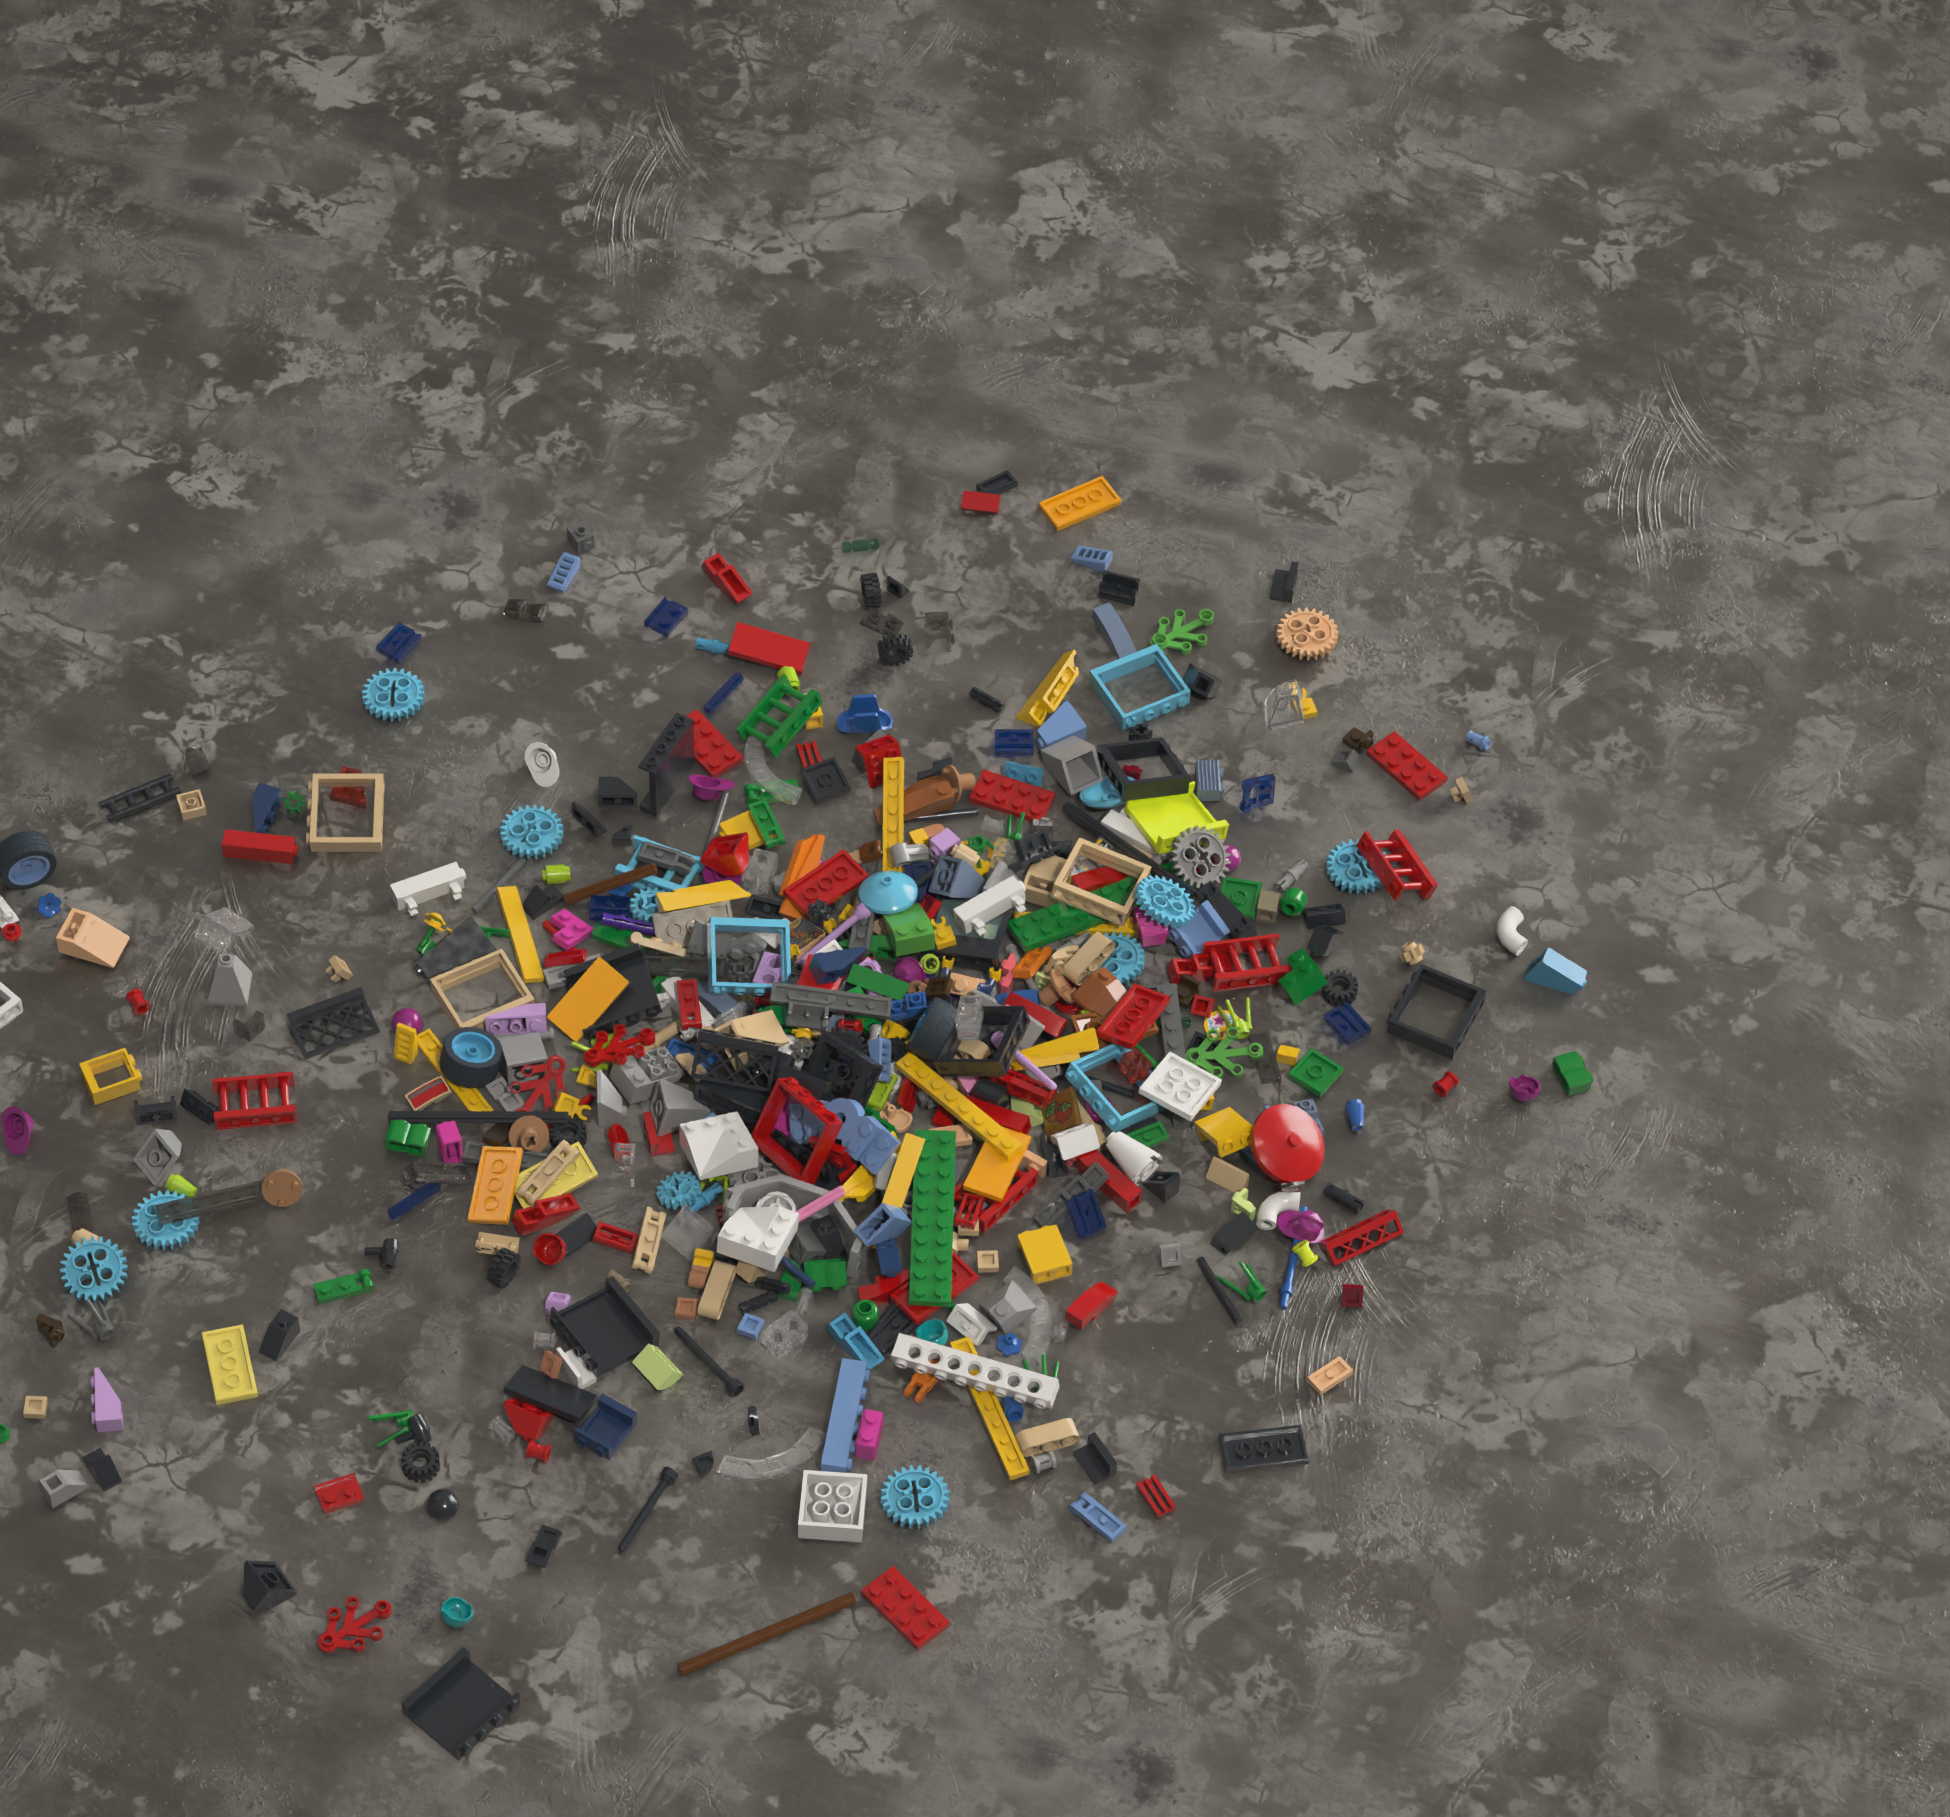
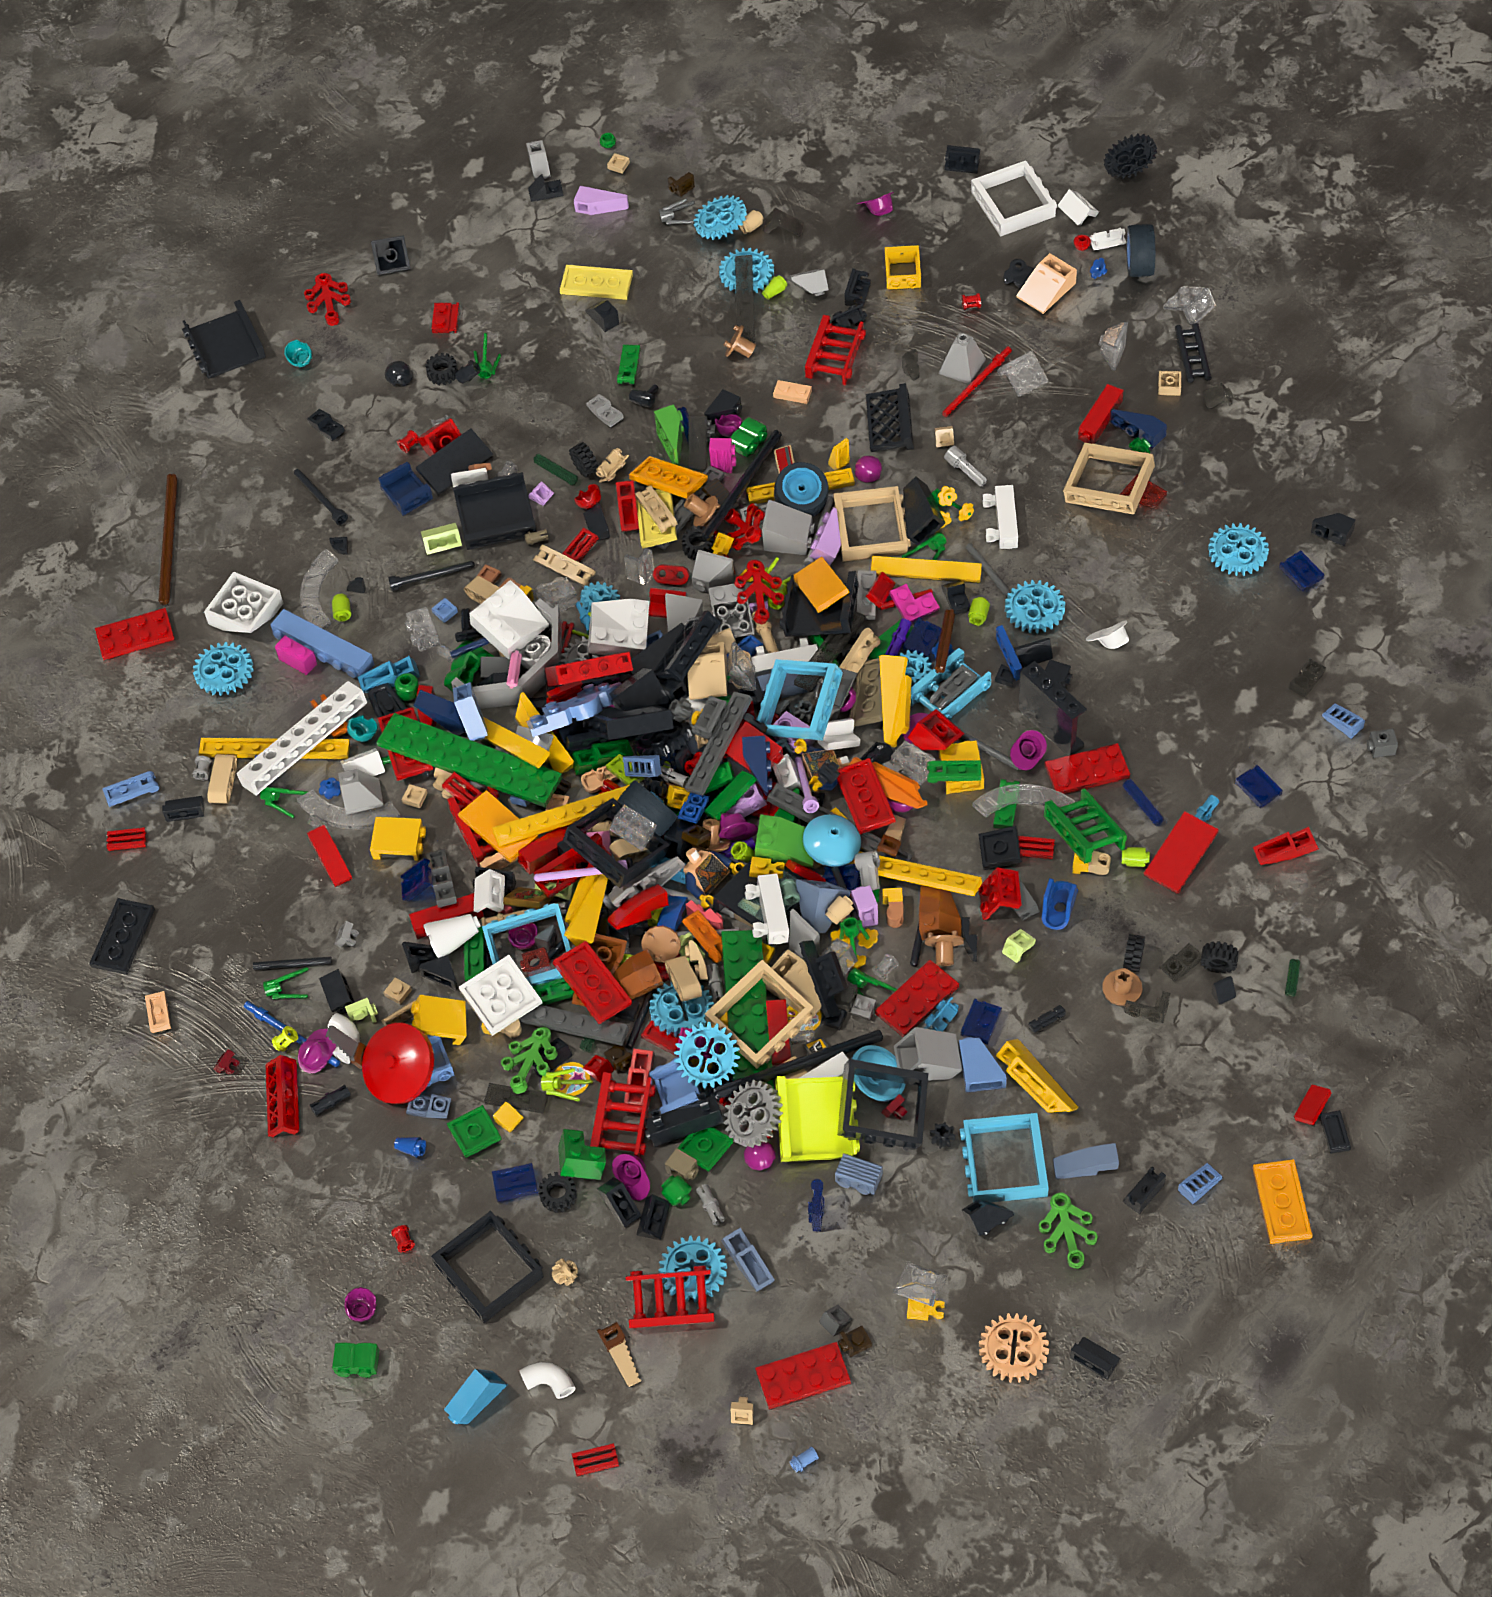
camera: 120 degrees right, 5 degrees up
(70, 816) = (1193, 301): none -> clear bracket
(79, 973) = (1018, 275): none -> black plate
(163, 854) = (1113, 344): none -> clear slope
(211, 956) = (996, 361): none -> red bar
(324, 1124) = (792, 392): none -> light nougat plate
(335, 627) = (1334, 528): none -> black slope
(367, 946) = (957, 459): none -> light grey piece
(376, 1173) = (724, 404): none -> black slope
(398, 1158) = (728, 424): none -> magenta hair
(419, 1285) = (604, 411): none -> light grey slope
(440, 1197) = (669, 431): none -> bright green slope
(519, 1300) = (555, 469): none -> clear green axle
(597, 836) = (1008, 652): none -> blue tile
(689, 1003) = (777, 650): red plate -> none
(789, 1420) = (341, 607): none -> lime brick
(922, 736) = (1017, 945): none -> yellowish green bracket
(929, 654) = (1122, 986): none -> medium nougat piece
(961, 899) = (789, 891): none -> sand green bush
(1148, 974) = (660, 1038): none -> red tile
(1170, 1156) = (439, 972): none -> black slope
(1205, 1191) = (397, 991): none -> tan plate
(1295, 935) = (632, 1172): none -> magenta piece
(1327, 833) = (747, 1259): none -> sand blue slope
(1457, 895) = (620, 1353): none -> tan piece
(1560, 876) = (591, 1452): none -> red tile

